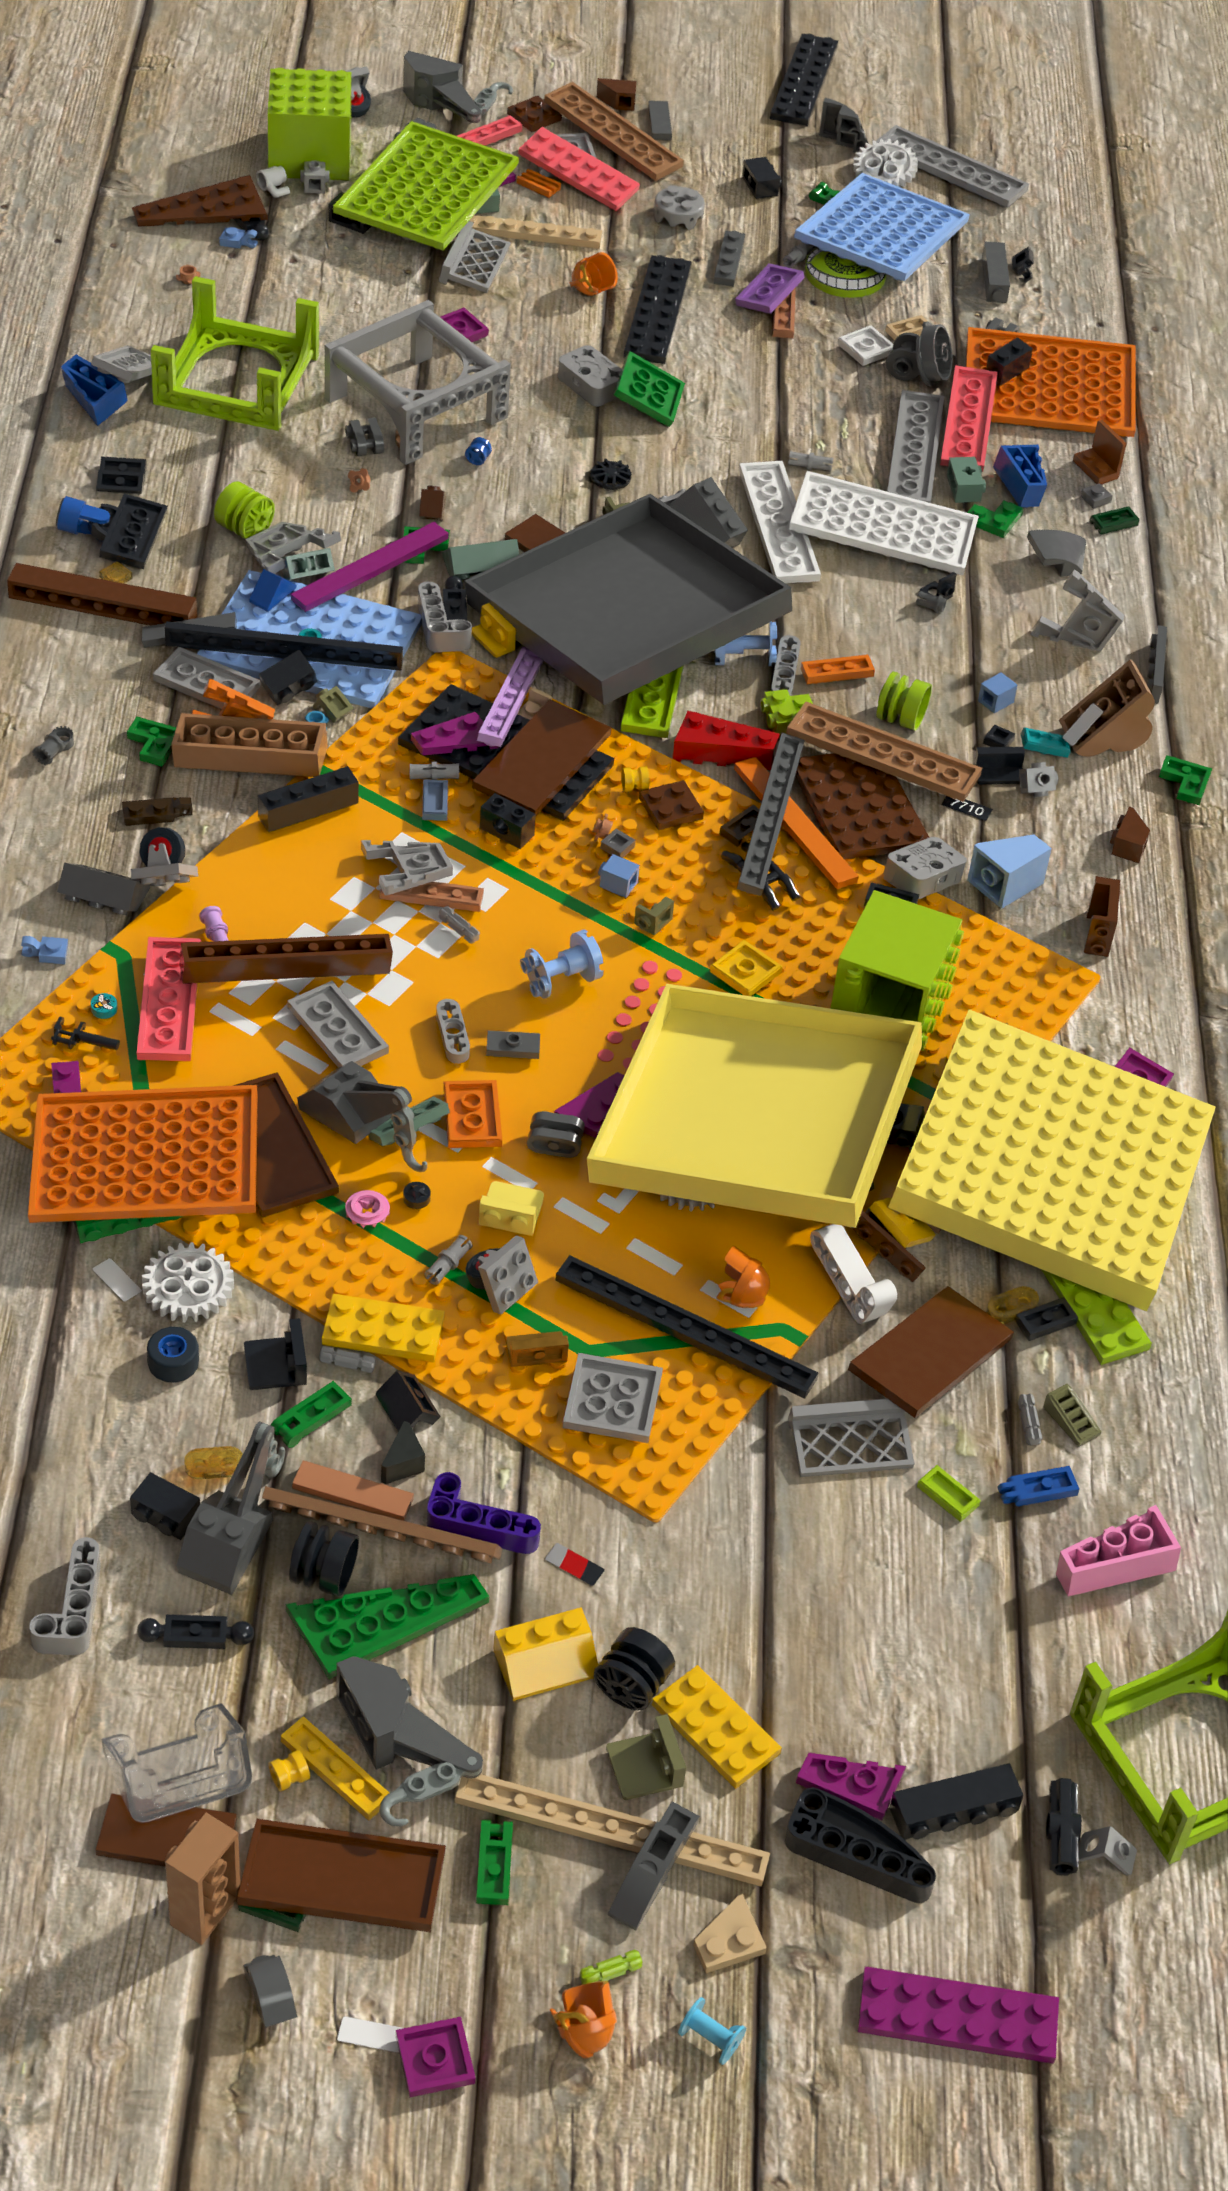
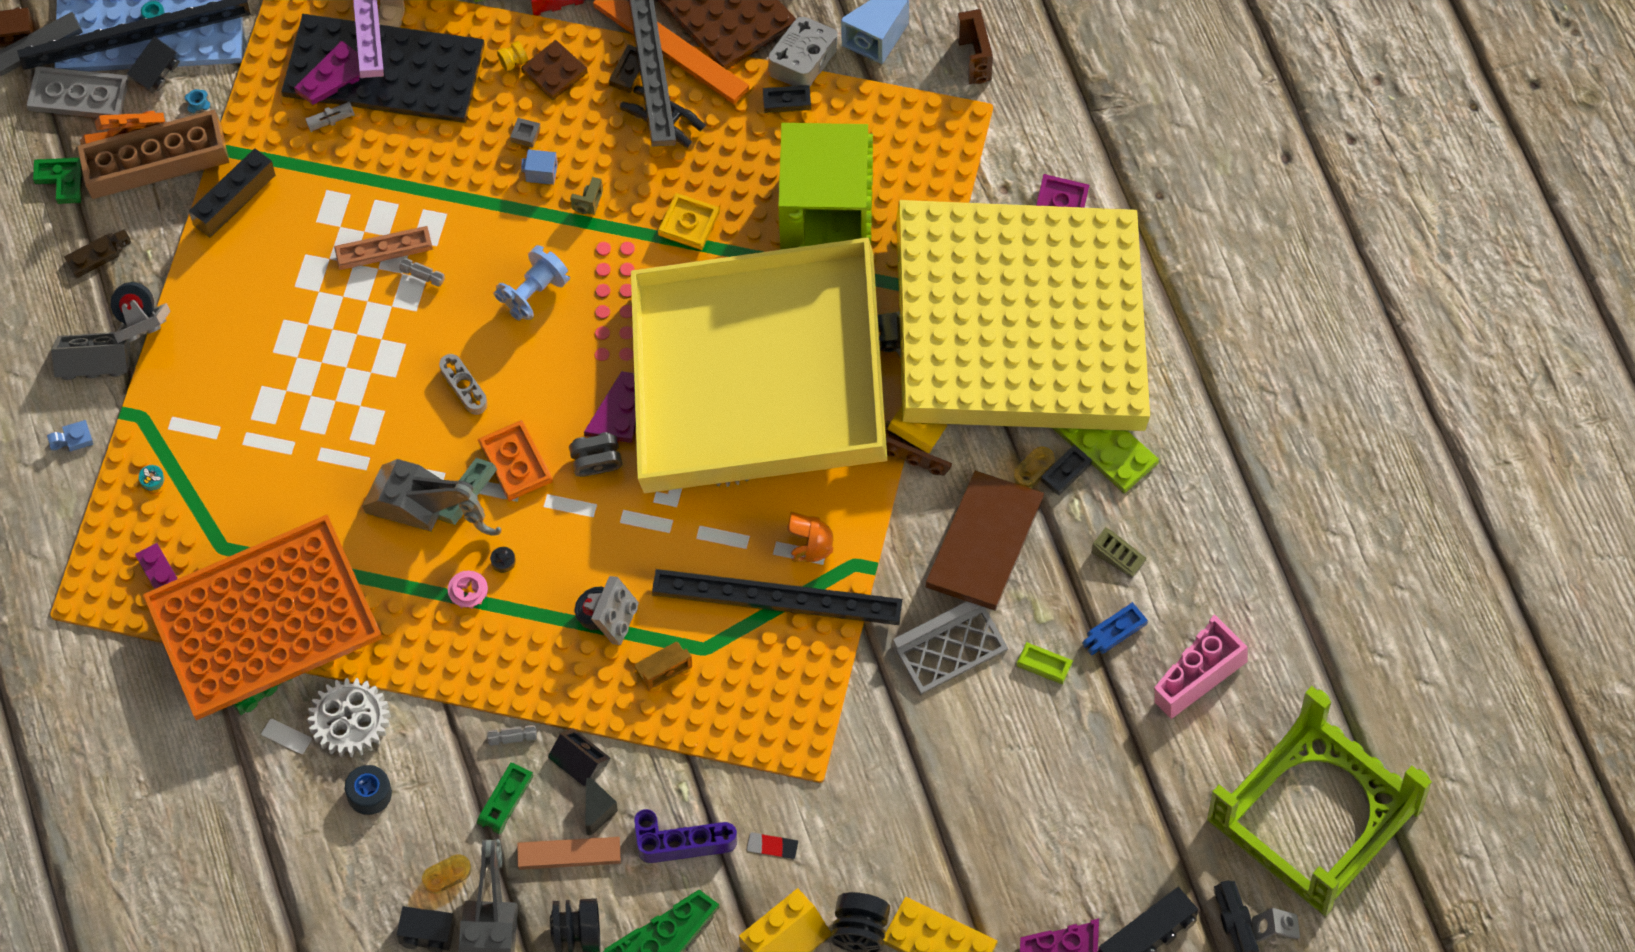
camera: 15 degrees left, 15 degrees up
(80, 1036) = (147, 516): black piece -> none
(166, 1004) = (205, 449): coral plate -> none
(215, 928) = (215, 364): lavender pin -> none
(277, 1360) = (455, 760): black bracket -> none
(285, 958) = (291, 373): reddish brown brick -> none
(288, 1159) = (382, 568): reddish brown tile -> none
(333, 703) = (204, 74): olive bracket -> none
(337, 1025) = (363, 420): light grey plate -> none
(371, 1523) = (598, 878): medium nougat plate -> none
(383, 1327) = (530, 696): yellow plate -> none
(417, 864) = (359, 220): light grey wing -> none
(435, 800) = (343, 146): sand blue tile -> none
(448, 1259) = (556, 612): light grey pin -> none
(507, 821) = (419, 147): black brick -> none
(511, 1208) = (587, 540): light yellow bracket -> none
(513, 1044) = (520, 377): dark grey plate -> none
(542, 757) = (421, 67): reddish brown tile -> none
(602, 827) = (505, 121): nougat plate -> none
(612, 1398) = (745, 687): light grey plate -> none
(850, 1275) = (895, 496): white beam -> none
(1030, 1419) = (1085, 569): light grey axle -> none

